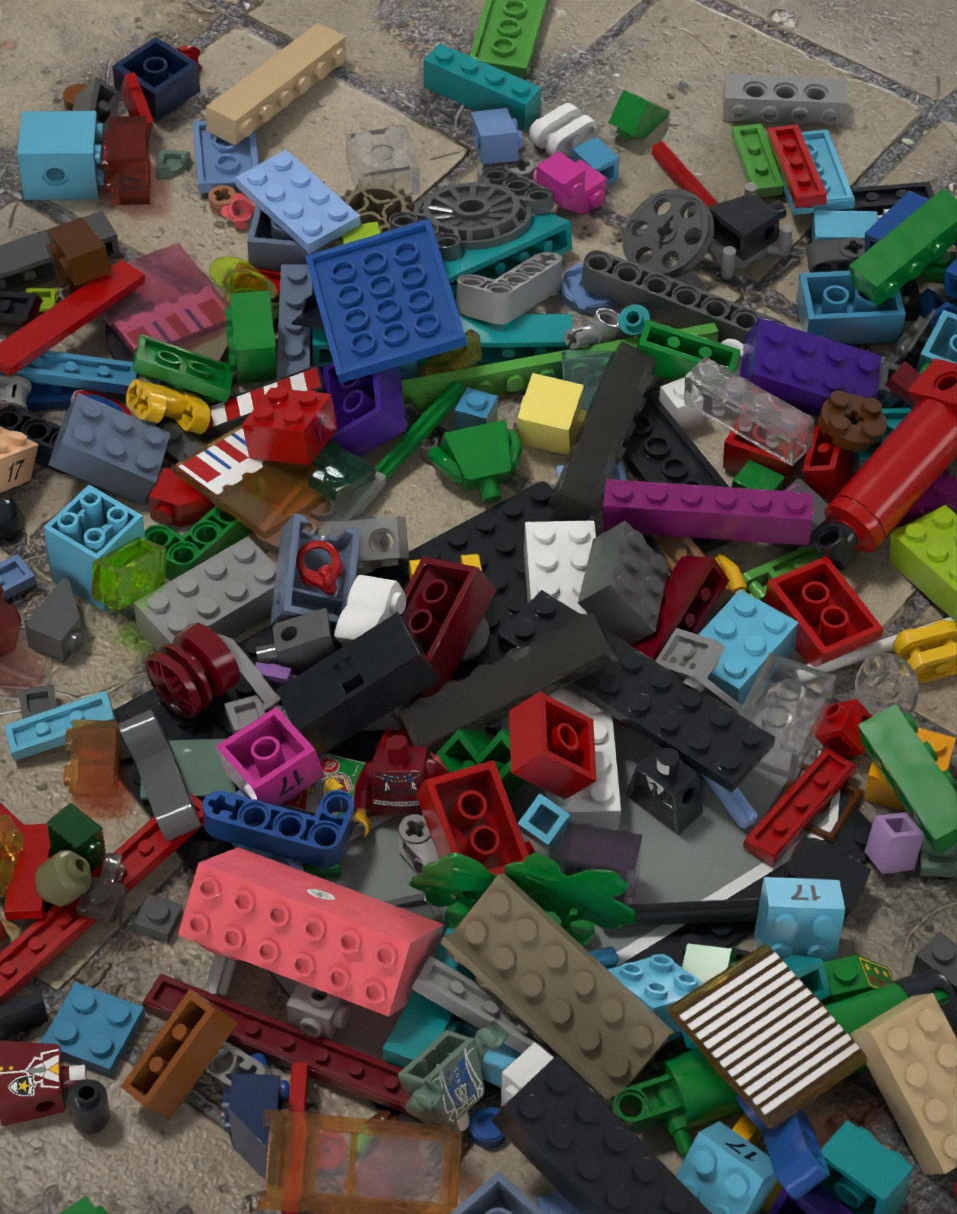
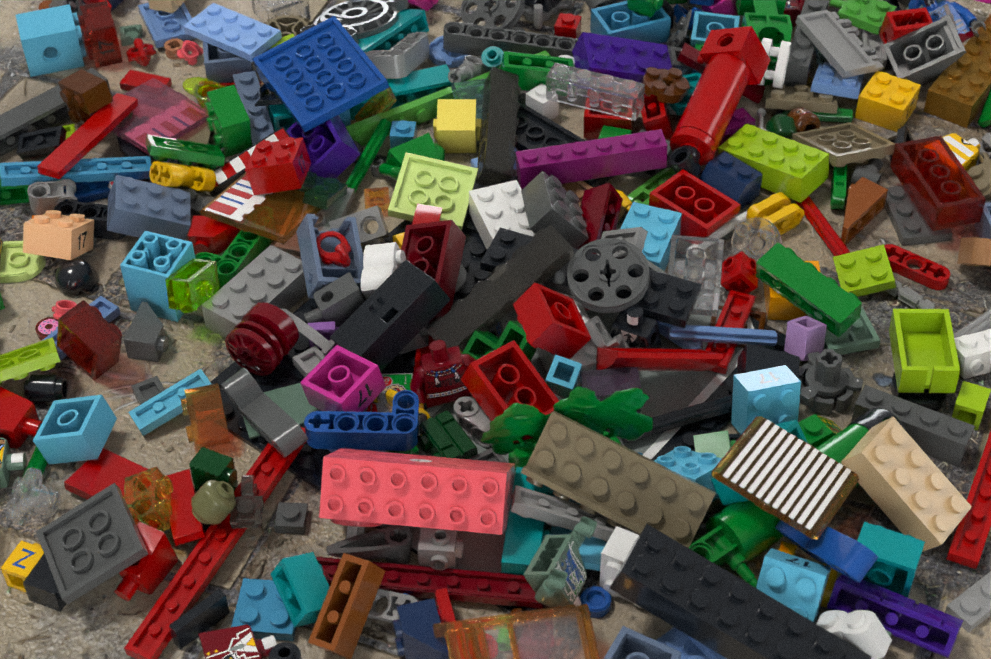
camera: 15 degrees left, 5 degrees down
(135, 1013) = (301, 587): none -> teal brick
(157, 237) = (136, 78): none -> red tile
(174, 202) = (143, 55): none -> red piece
(244, 983) = (389, 543): none -> dark grey piece
(377, 865) = (445, 438): none -> dark green brick
(411, 497) = (377, 197): none -> clear orange plate
(459, 545) = (427, 214): none -> slope
(482, 508) = (433, 184): none -> yellowish green plate
(618, 781) = (601, 336): none -> light grey slope
(662, 708) = (619, 275): none -> dark grey wedge
(678, 825) = (657, 359): none -> red slope
(762, 292) = (568, 26): none -> red brick
(787, 813) = (723, 335): none -> medium blue axle
(892, 586) = (733, 178): none -> dark blue slope
(899, 909) = (827, 379): none -> dark grey piece

